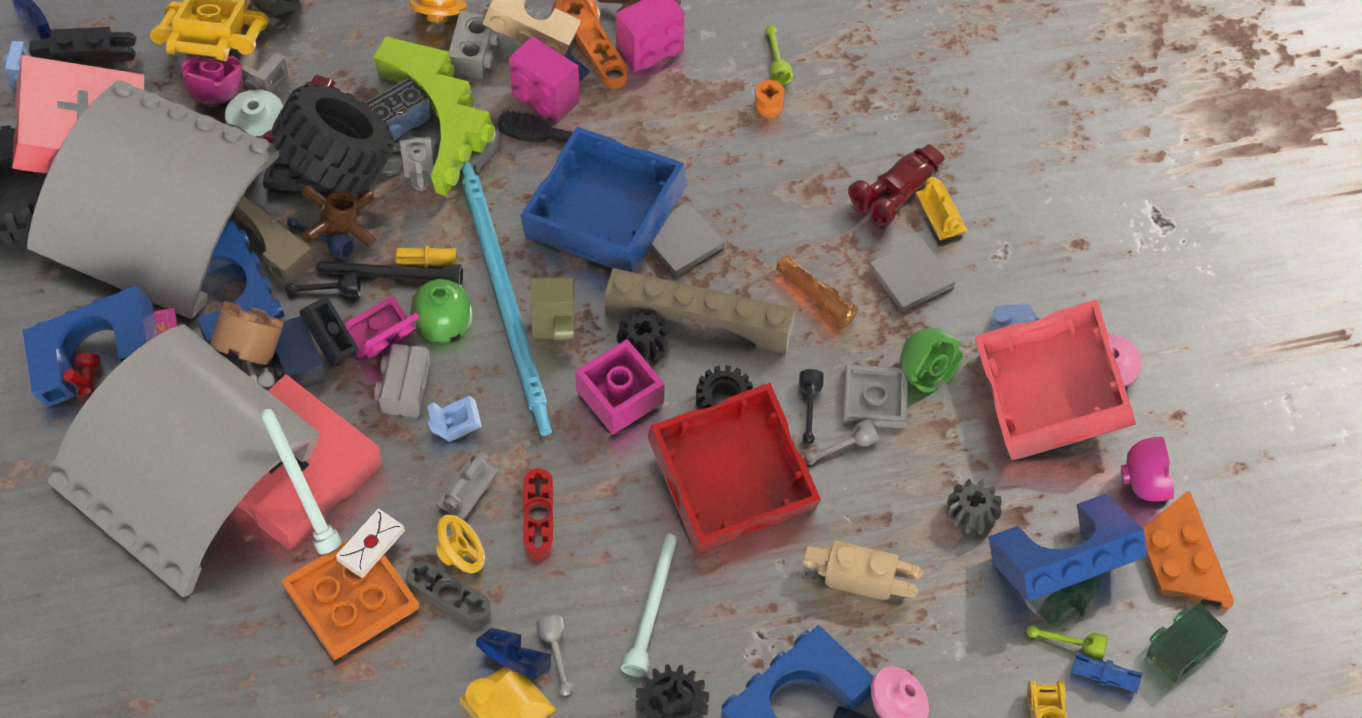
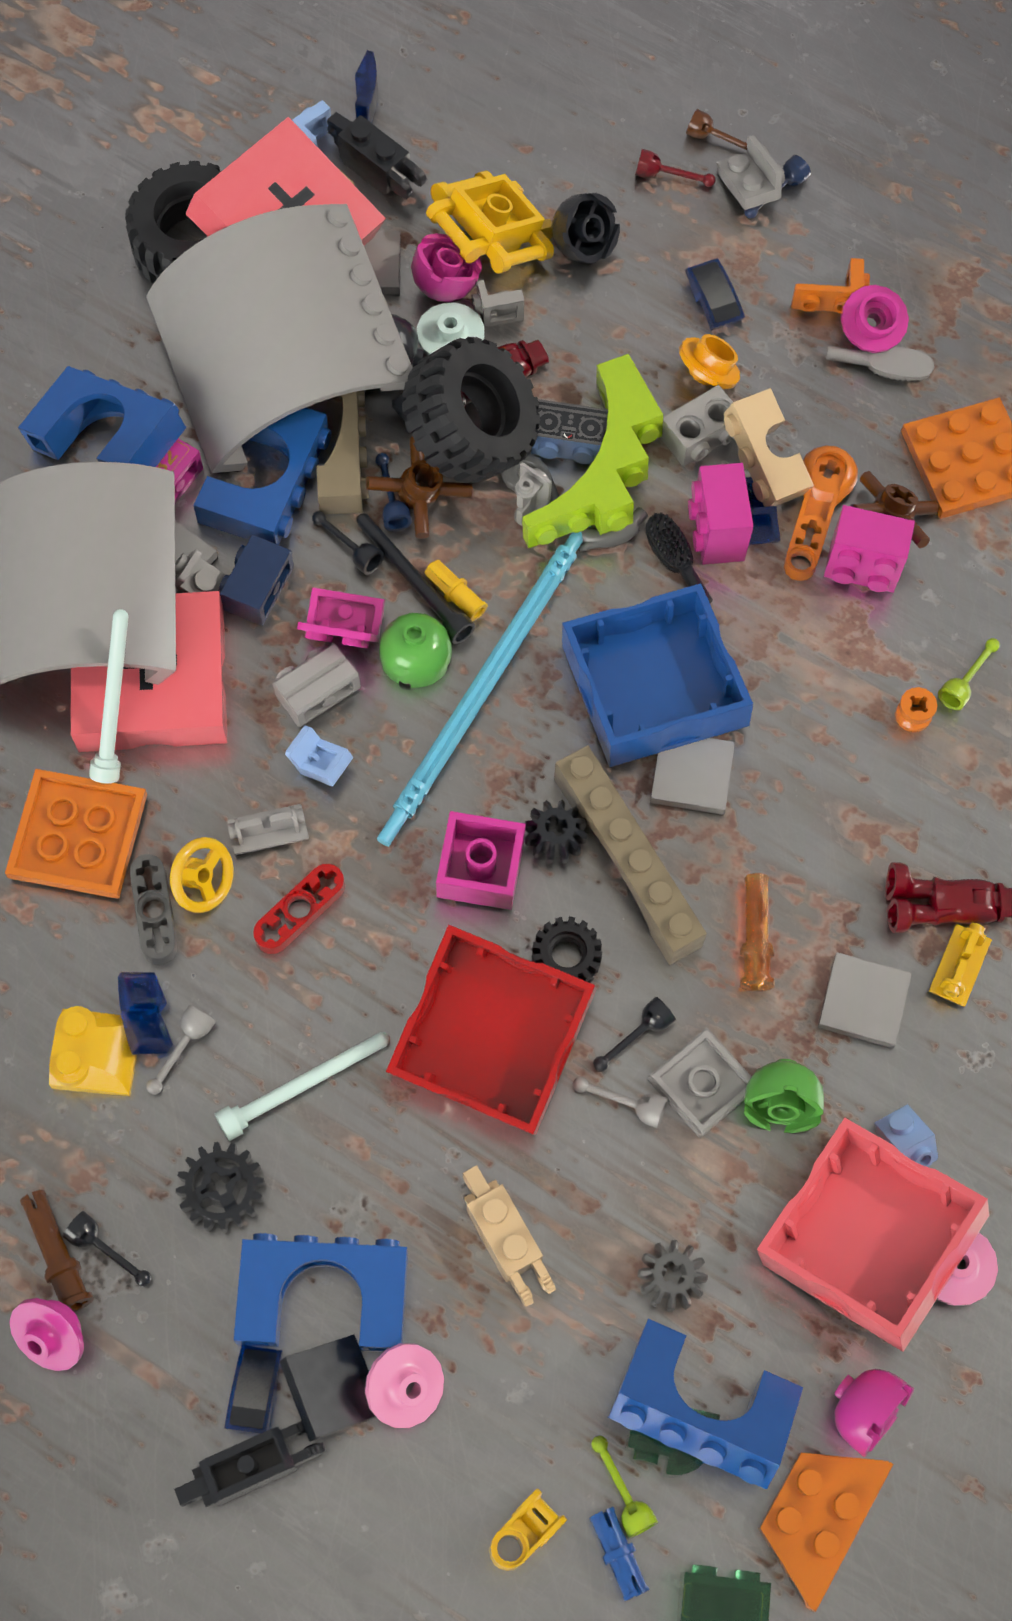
camera: 45 degrees right, 10 degrees up
(86, 364) = (92, 441): red piece -> none
(246, 334) = (218, 526): medium nougat brick -> none
(328, 331) = (295, 584): black brick -> none
(370, 543) = (131, 804): white tile -> none
(552, 308) = (495, 728): olive piece -> none

